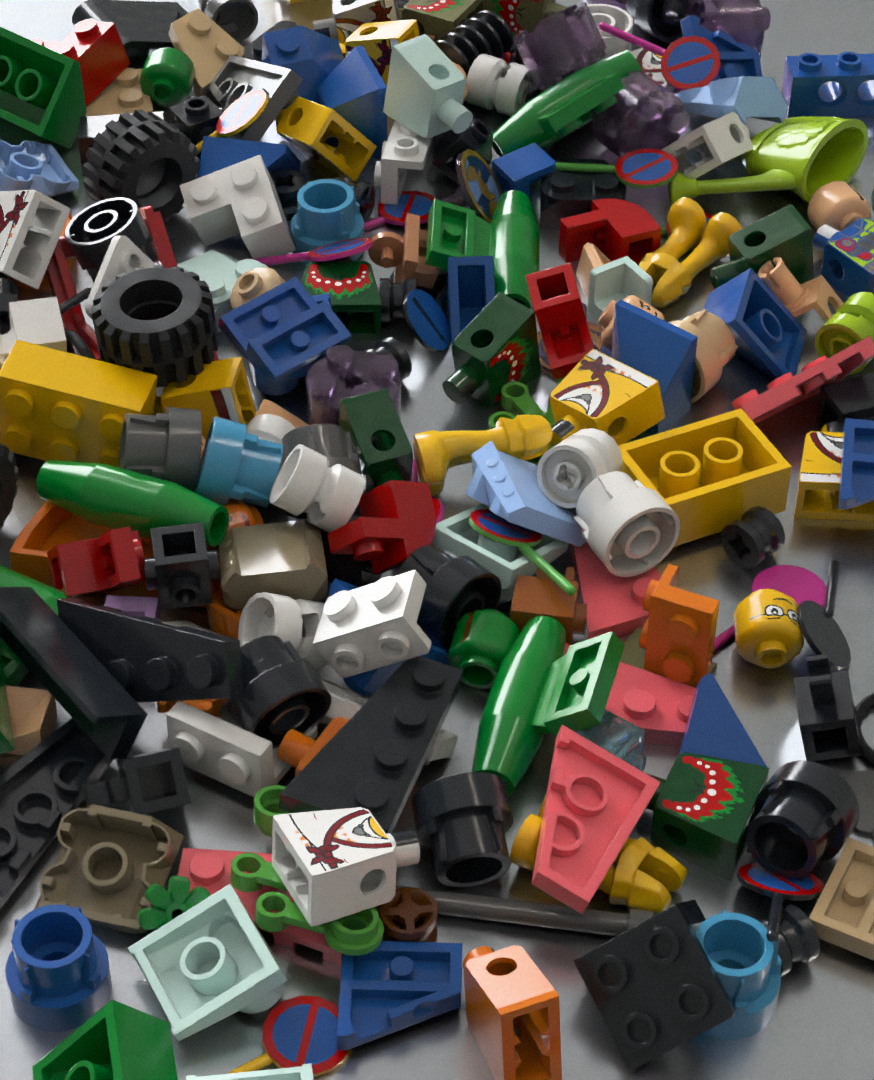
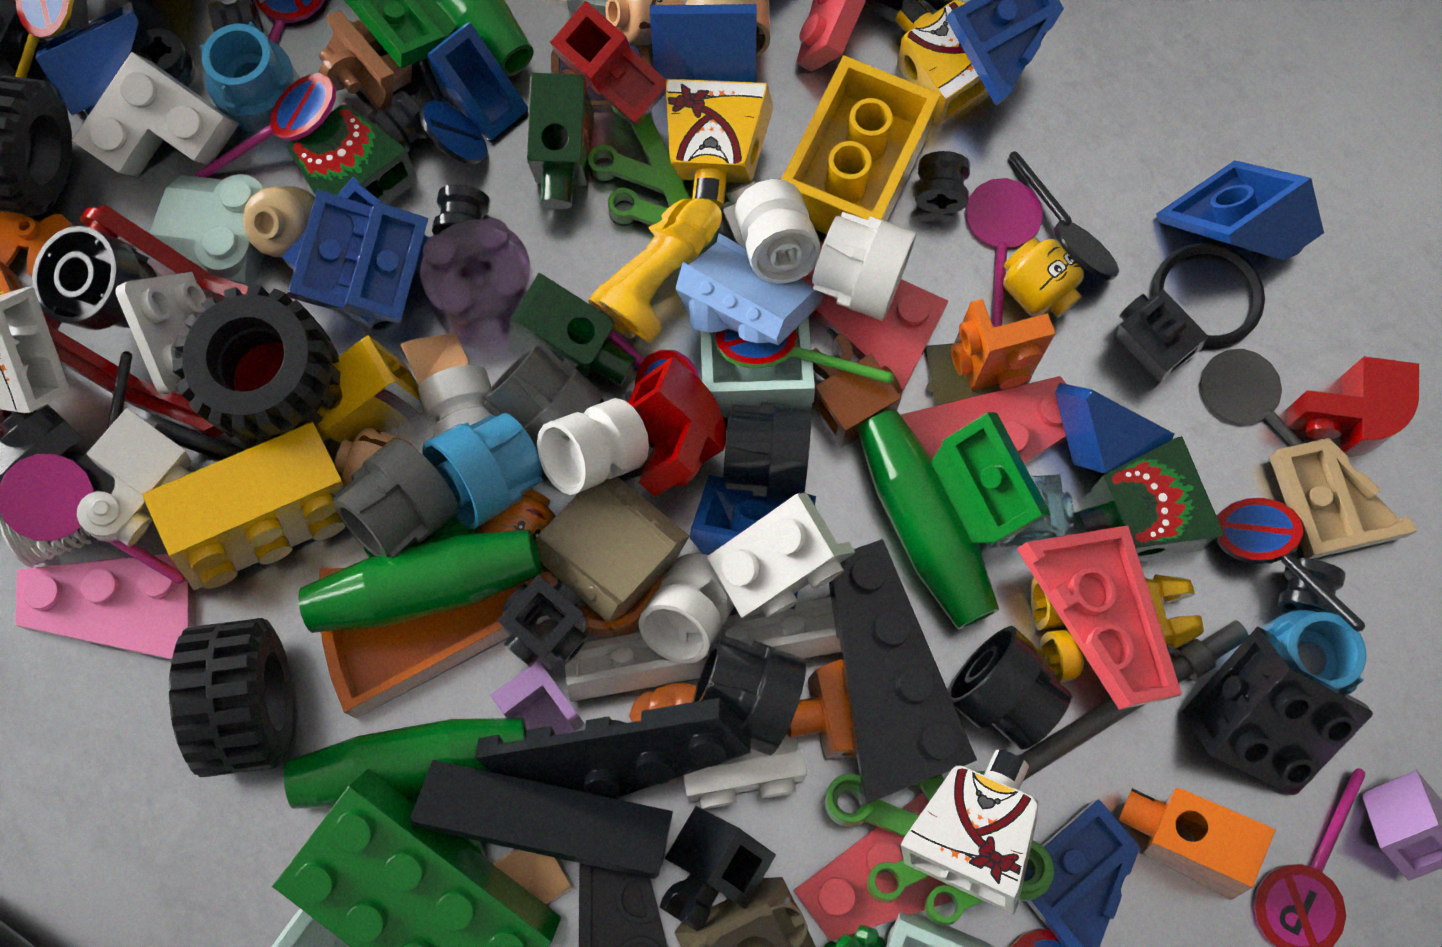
camera: 40 degrees left, 30 degrees up
(98, 564) = (457, 672): red brick -> none
(411, 909) = (1052, 807): reddish brown wheel -> none
(480, 645) = (841, 476): green head -> none
(801, 819) = (1247, 470): black piece -> none

